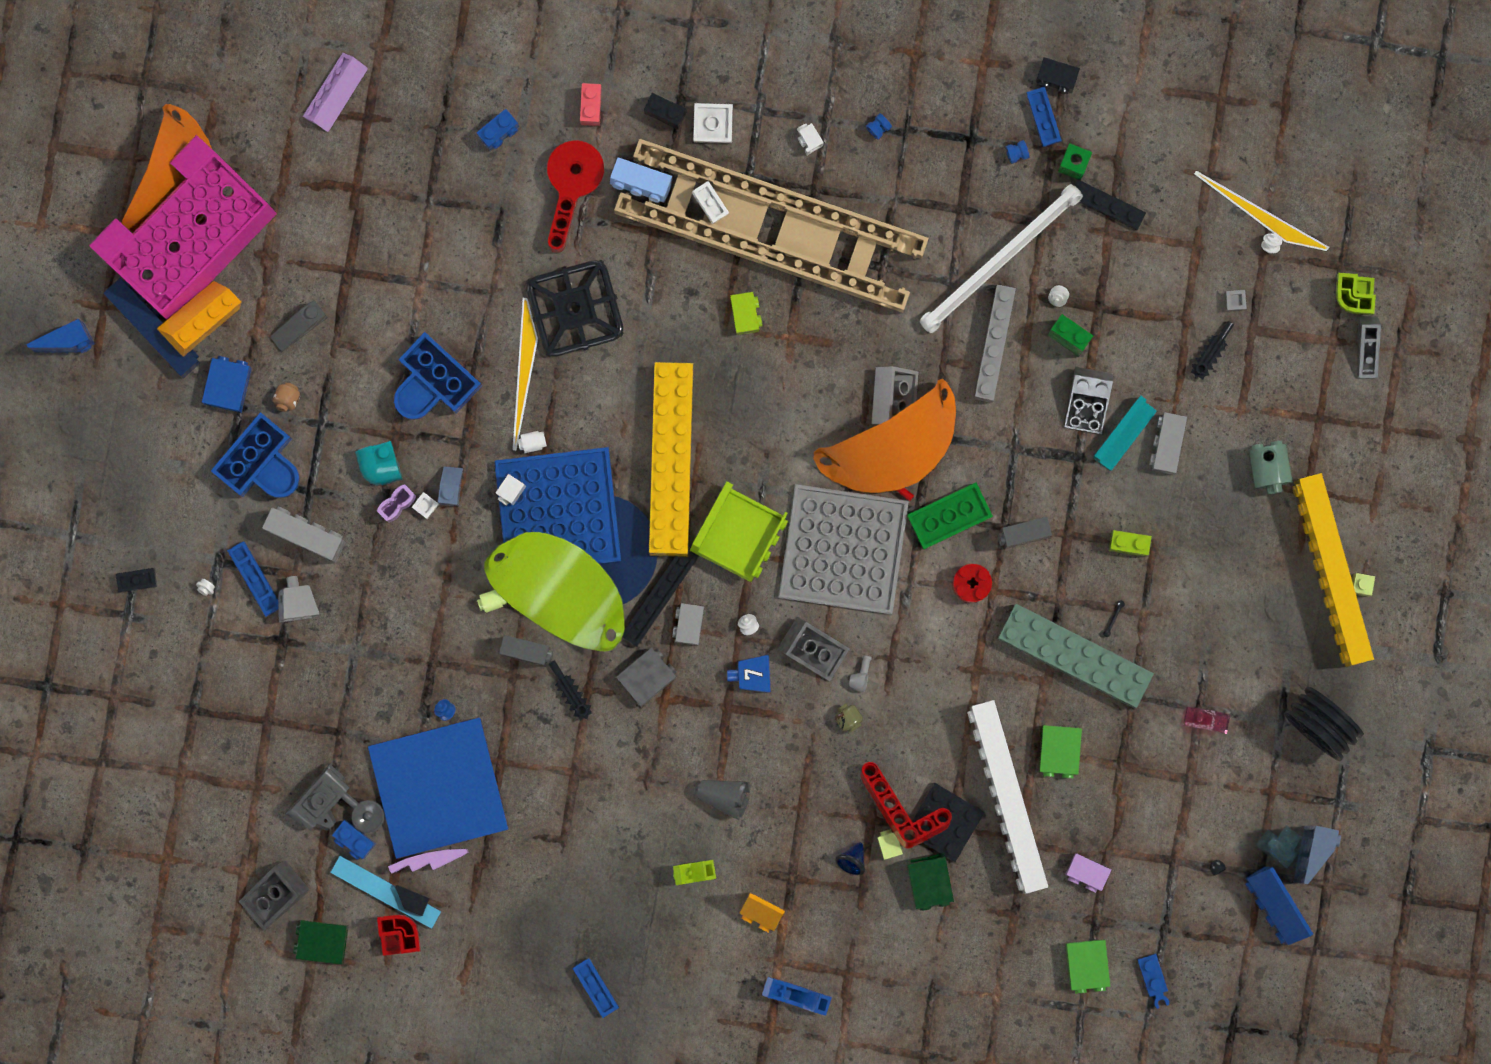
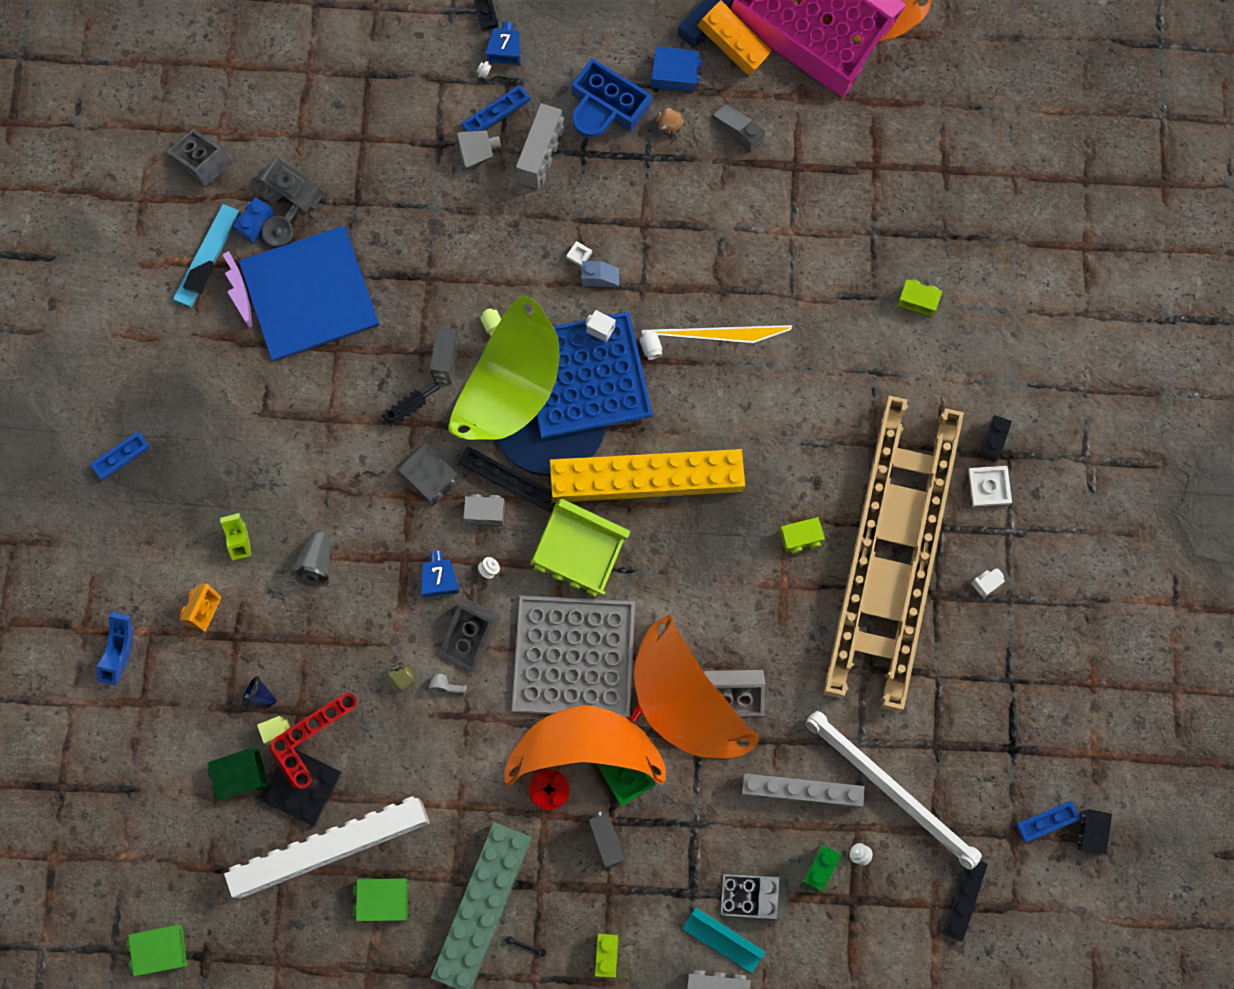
camera: 85 degrees right, 10 degrees down
(179, 562) = (504, 45): none -> blue torso
(321, 942) = (156, 202): dark green brick -> none
(335, 92) = (965, 137): lavender panel -> none
(379, 464) = (614, 207): teal brick -> none
(392, 507) = (576, 225): lavender brick -> none
(398, 934) = (163, 267): red brick -> none
(433, 379) = (702, 246): blue brick -> none
(444, 710) = (383, 290): blue wheel -> none
(497, 130) = (952, 283): blue brick -> none
(509, 164) = (919, 297): none -> lime brick
(571, 185) = (906, 356): red beam -> none
(585, 315) = (781, 383): black plate -> none
(590, 104) = (990, 367): coral brick -> none
(640, 180) = (921, 418): light blue slope -> none
(710, 202) = (909, 485): white plate -> none
(878, 126) = (1010, 646): blue wheel -> none
(929, 547) = (585, 736): none -> orange piece
(1015, 152) = (1006, 795): blue wheel -> none
(1070, 169) = (996, 857): green piece -> none
(1087, 872) = (254, 941): lavender brick -> none

